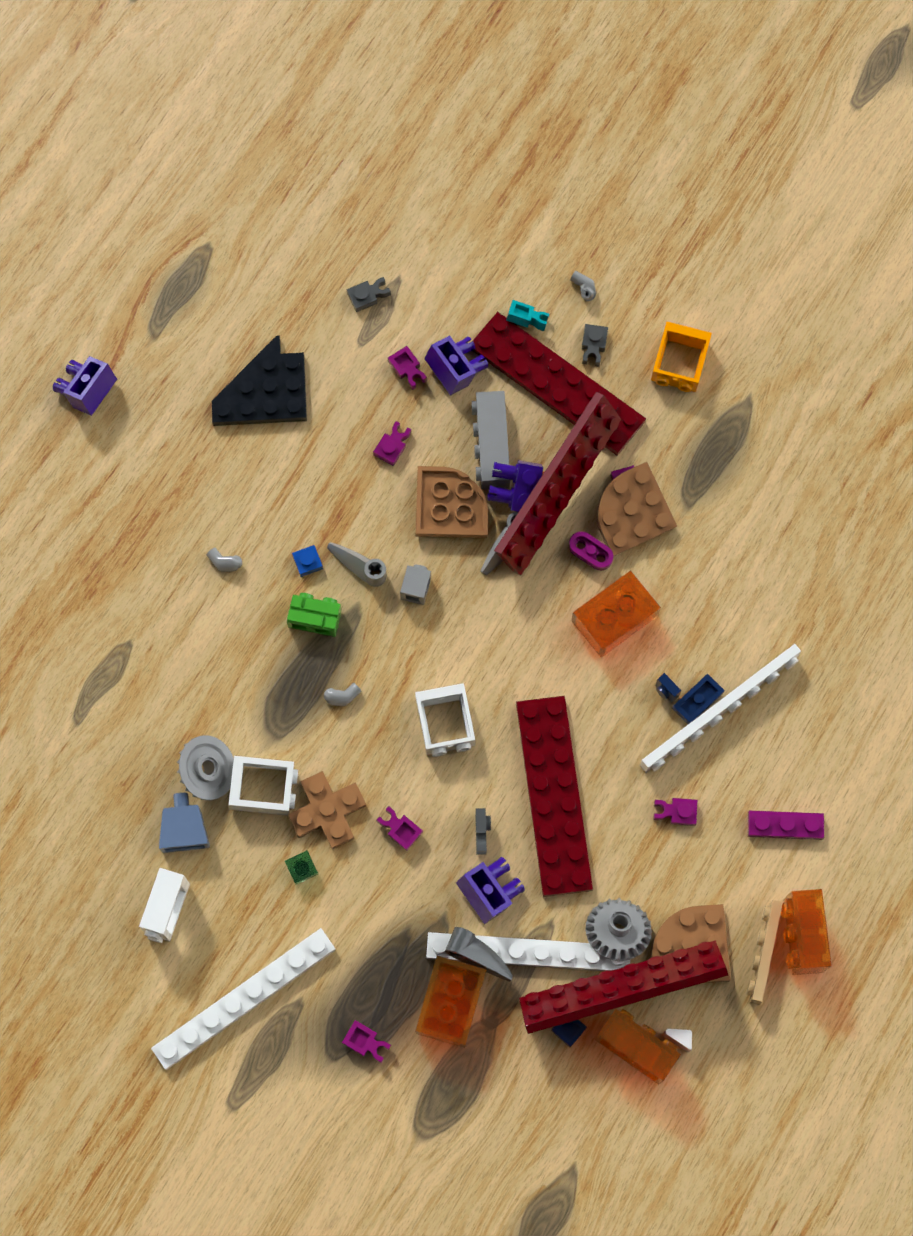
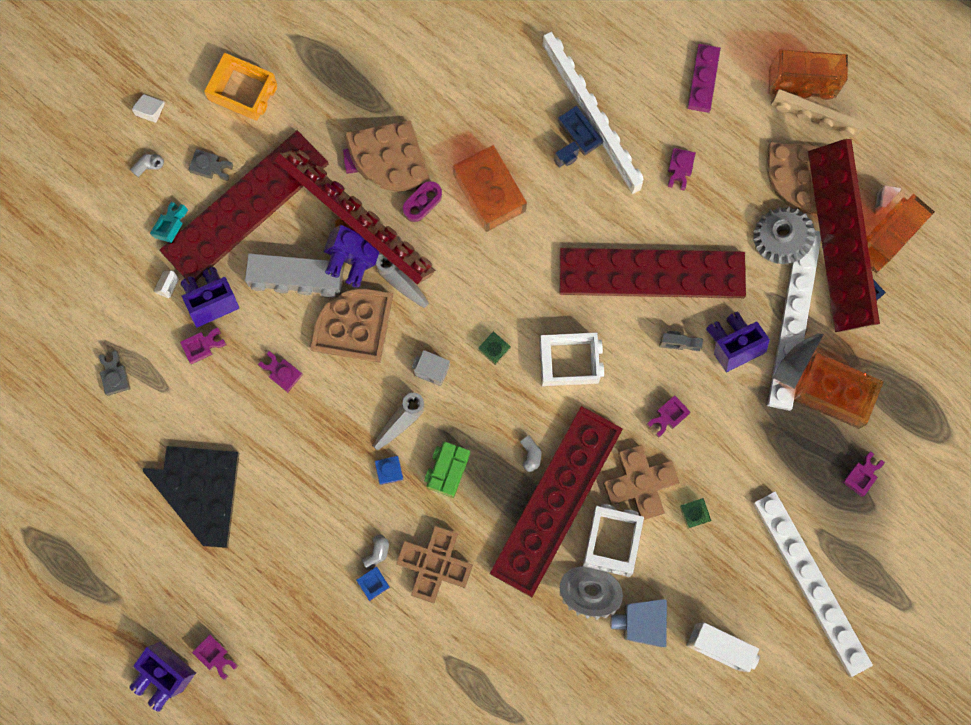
camera: 85 degrees left, 5 degrees up
(109, 427) = (212, 654): none -> magenta plate
(193, 561) = (373, 583): none -> blue plate
(218, 616) = (434, 564): none -> medium nougat plate
(297, 726) = (556, 502): none -> dark red plate
(446, 643) = (494, 348): none -> clear green plate
(464, 325) = (166, 284): none -> white slope
(644, 276) = (148, 108): none -> white slope

